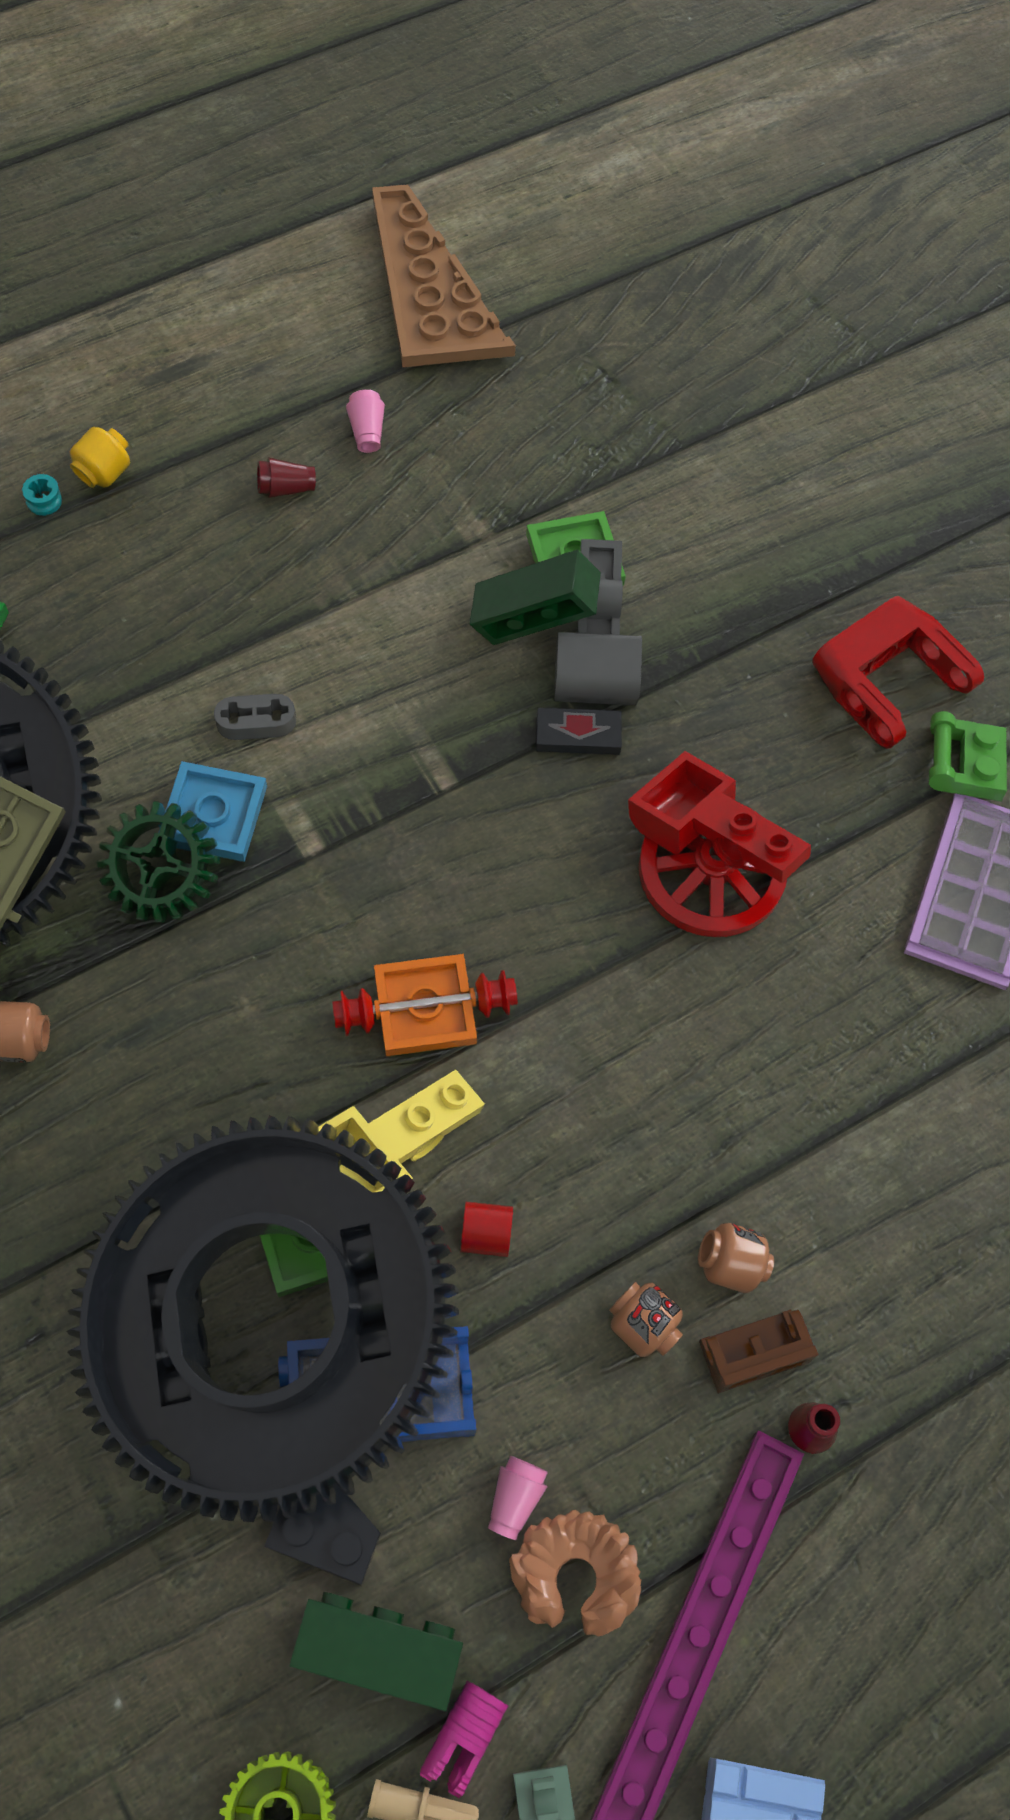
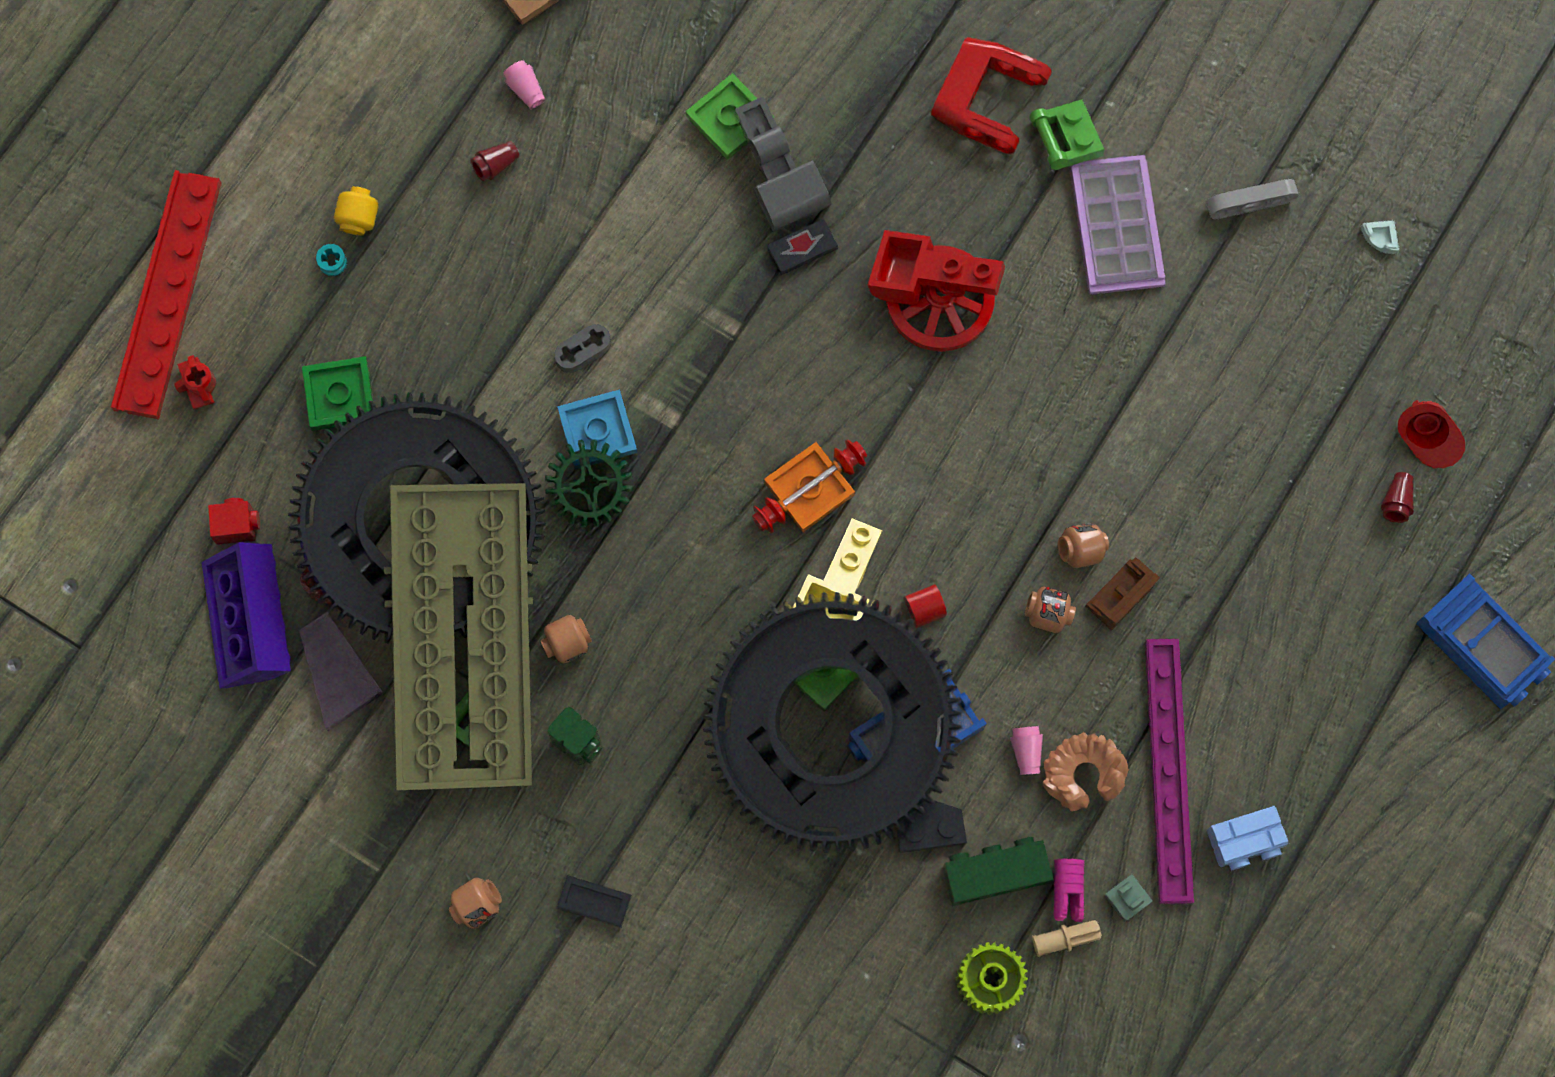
camera: 25 degrees left, 10 degrees up
(535, 598) = (727, 169): dark green brick -> none
(807, 1434) = (1172, 624): dark red cone -> none

